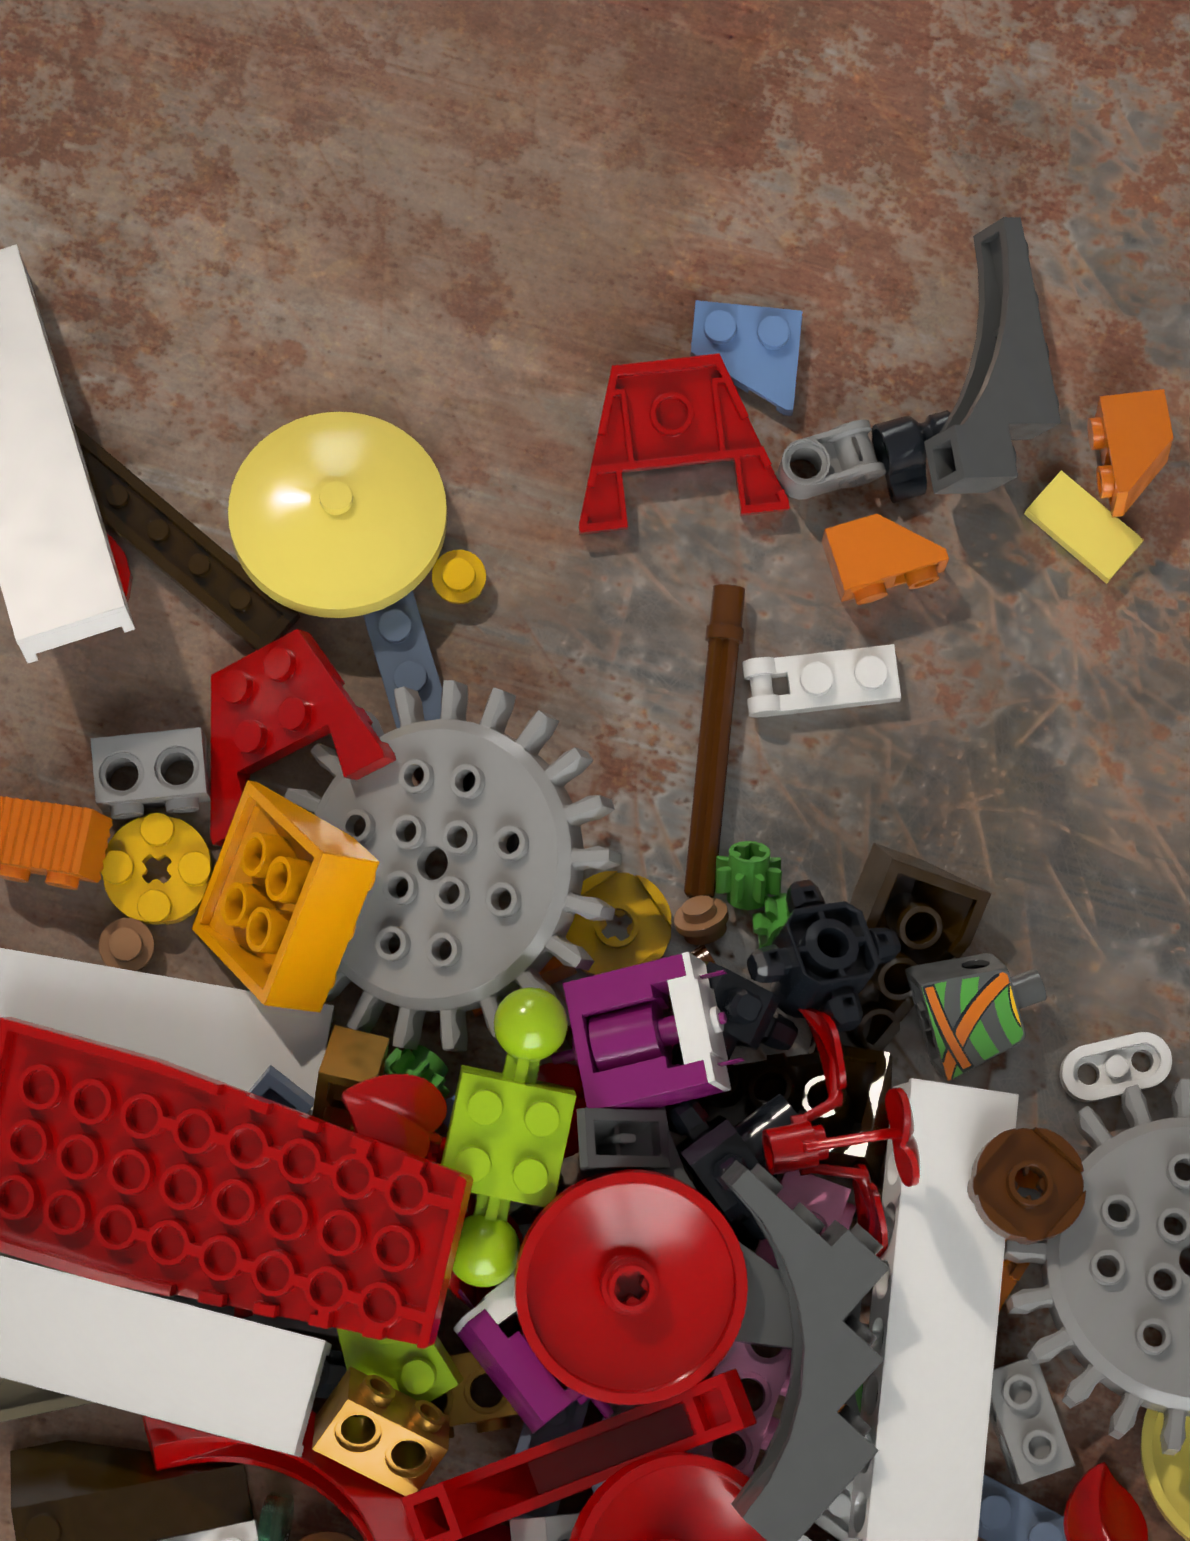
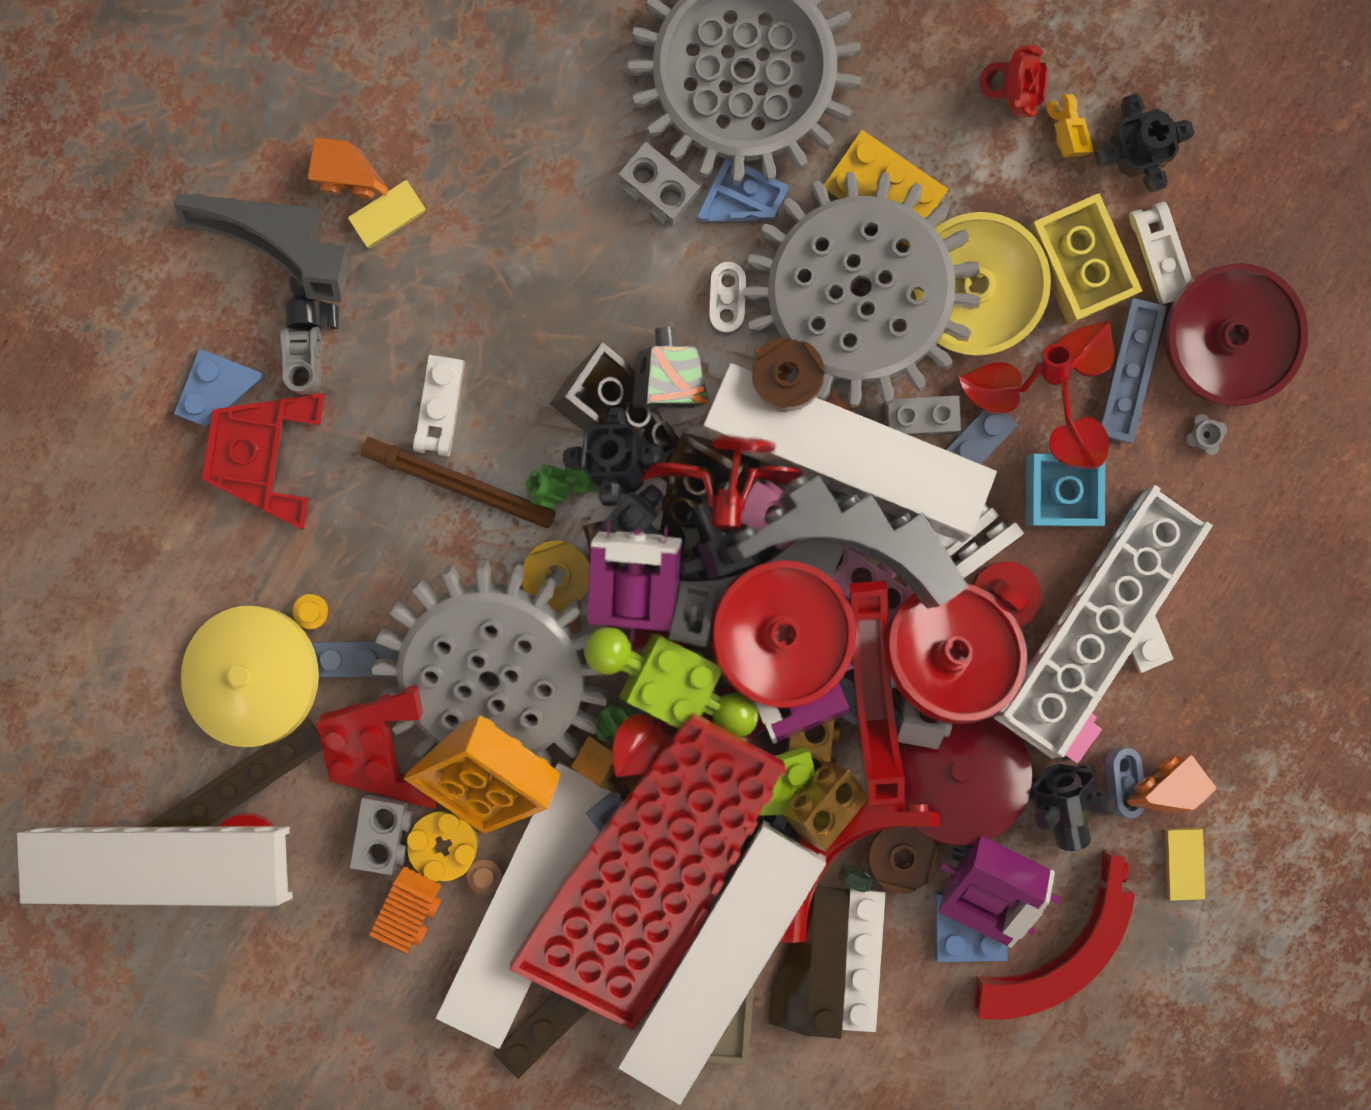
camera: 75 degrees left, 10 degrees up
(702, 920) = (567, 522): medium nougat plate -> none
(877, 555) = (369, 347): orange slope -> none

